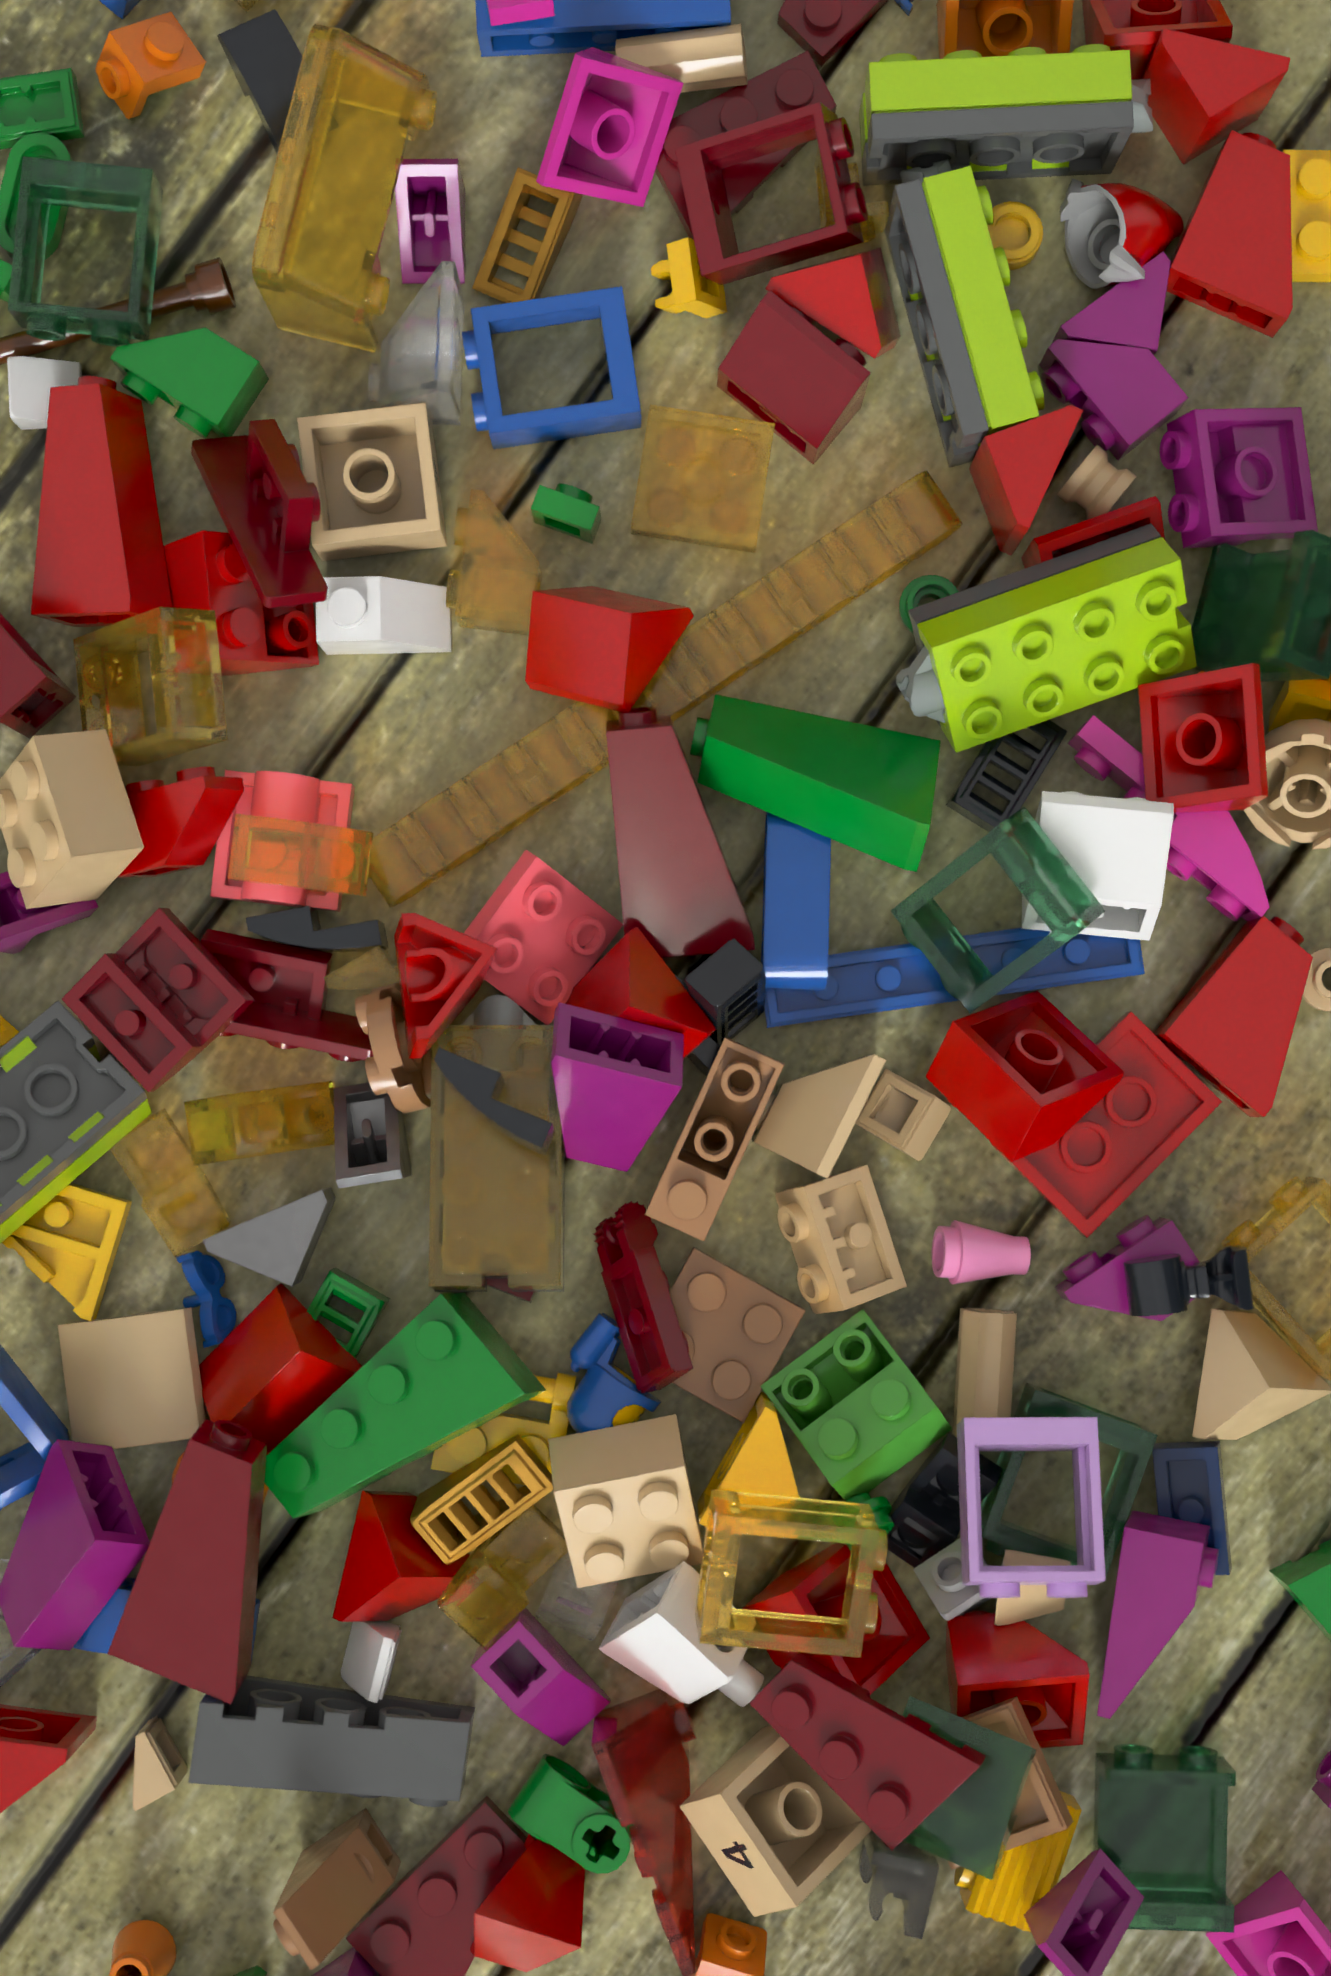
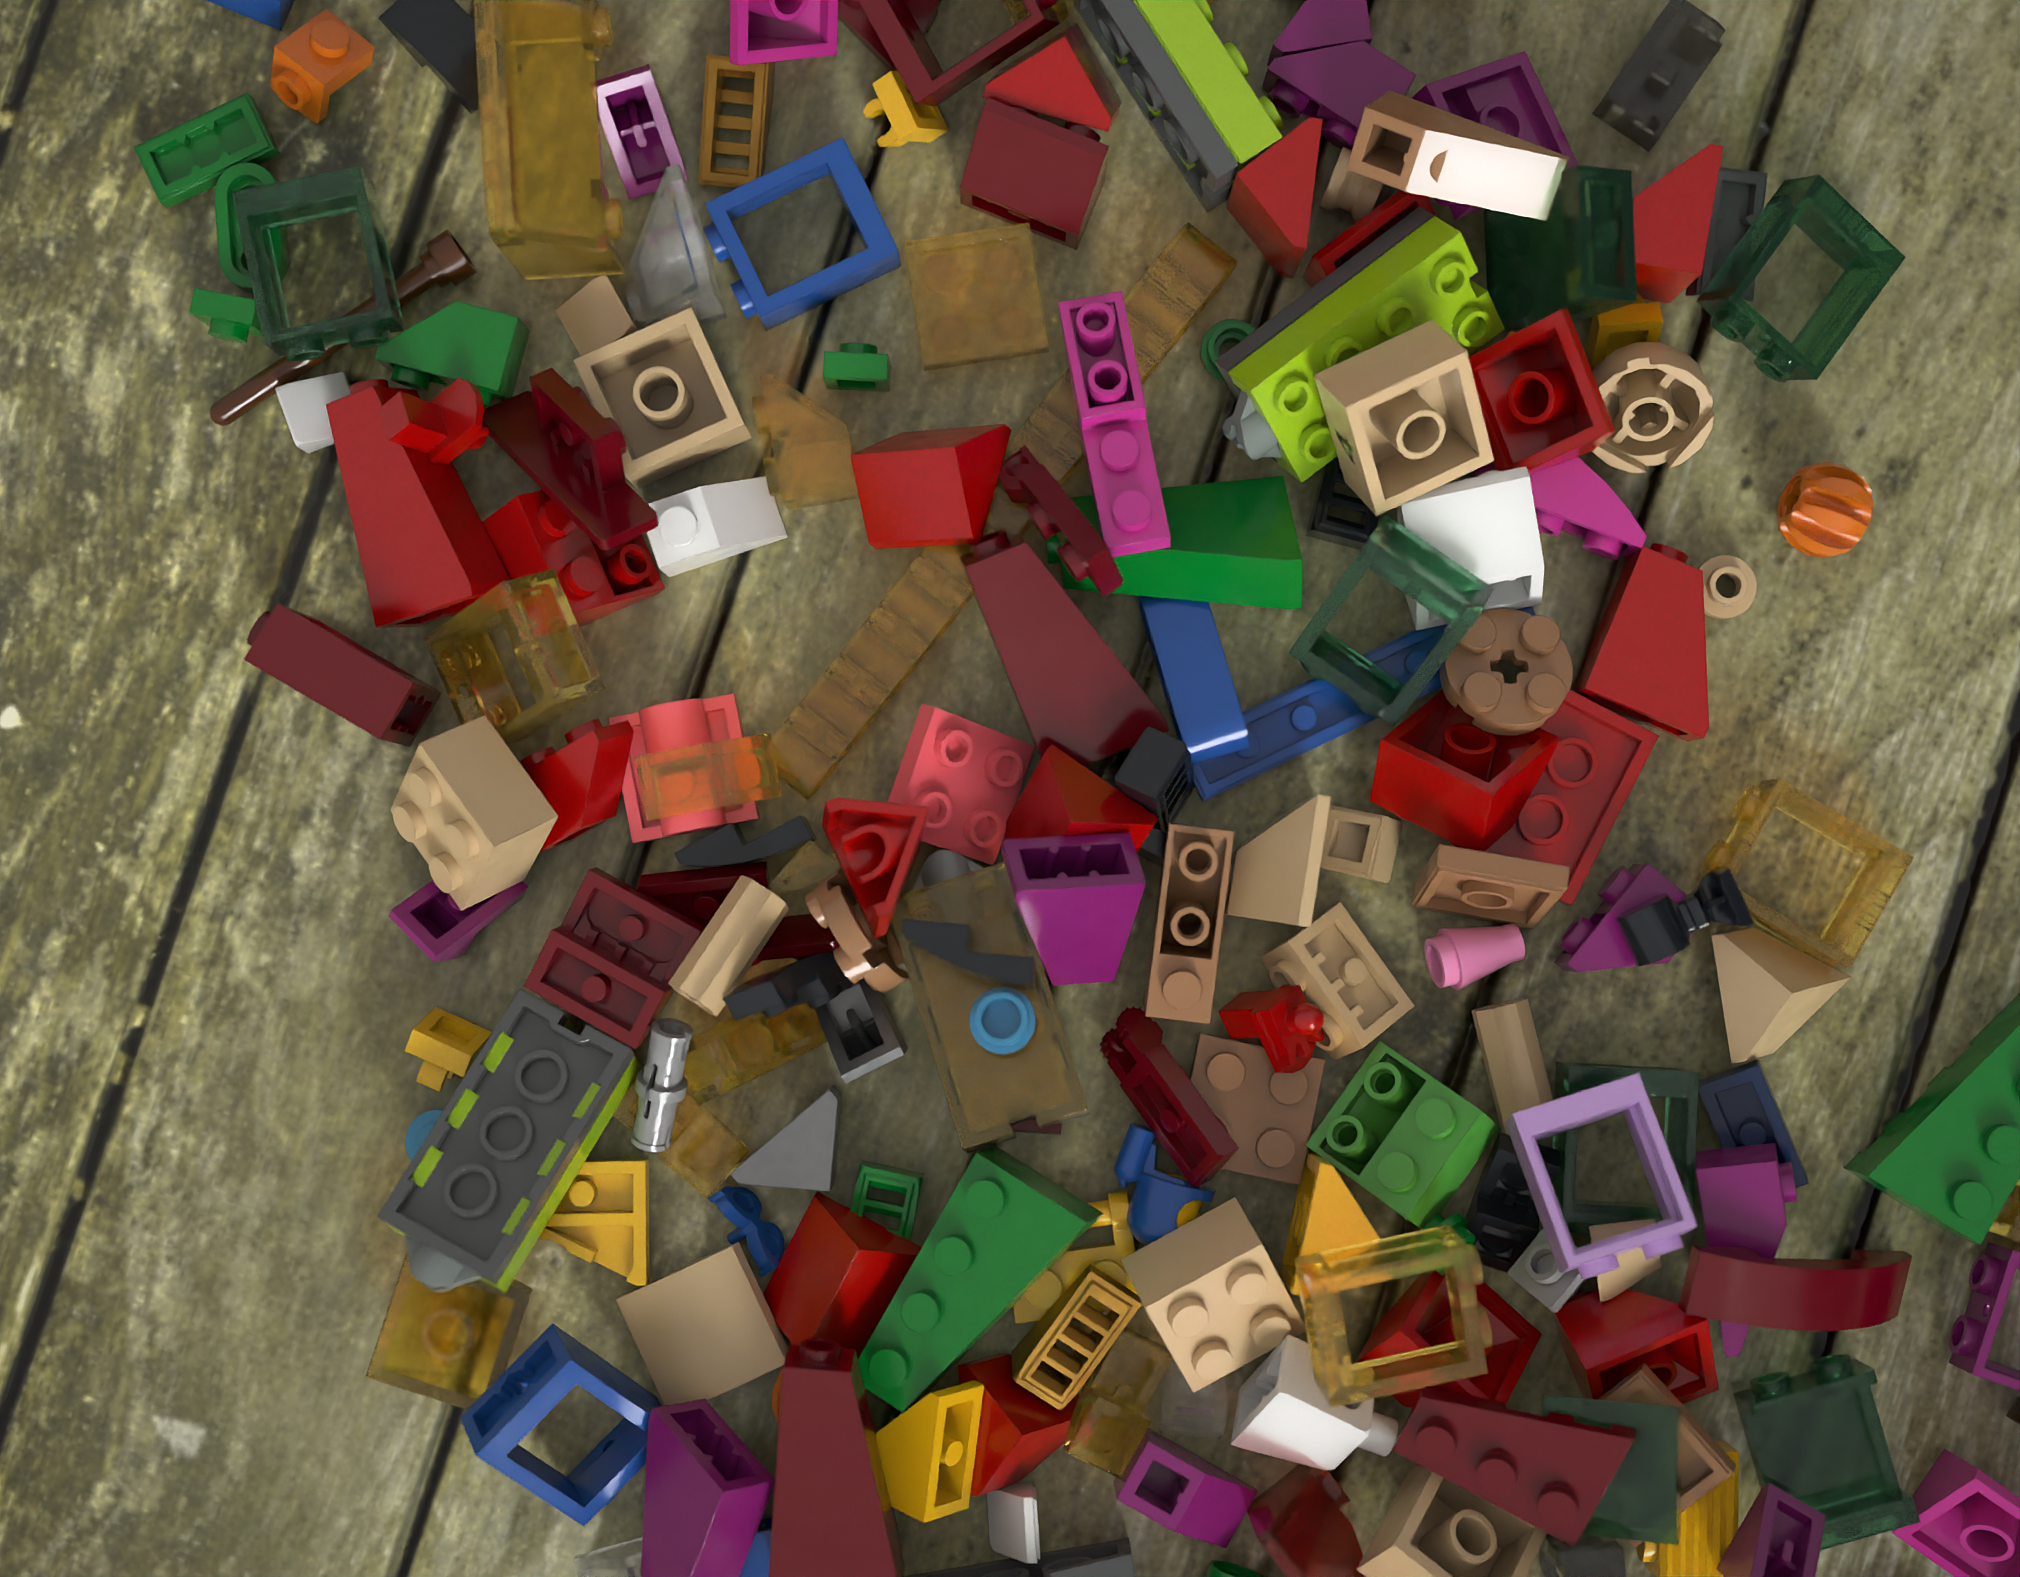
camera: 15 degrees left, 0 degrees up
(151, 442) = (437, 426): none -> red piece
(163, 1134) = (661, 1084): none -> light grey pin
(269, 1022) = (729, 945): none -> tan axle
(310, 1565) = (932, 1452): none -> yellow slope
(331, 1078) = (807, 980): none -> black slope
(335, 383) = (595, 316): none -> tan slope
(504, 1175) = (1002, 1020): none -> dark azure plate
(708, 707) = (1056, 514): none -> dark red hinge
(774, 1263) = (1280, 1020): none -> red piece
(792, 640) = (1113, 424): none -> dark pink slope
(1012, 1194) = (1489, 886): none -> medium nougat plate
(1071, 719) = (1405, 417): none -> tan brick
(1124, 974) = (1531, 646): none -> medium nougat plate
(1183, 1675) = (1792, 1292): none -> dark red slope
(1197, 487) = (1454, 158): none -> slope

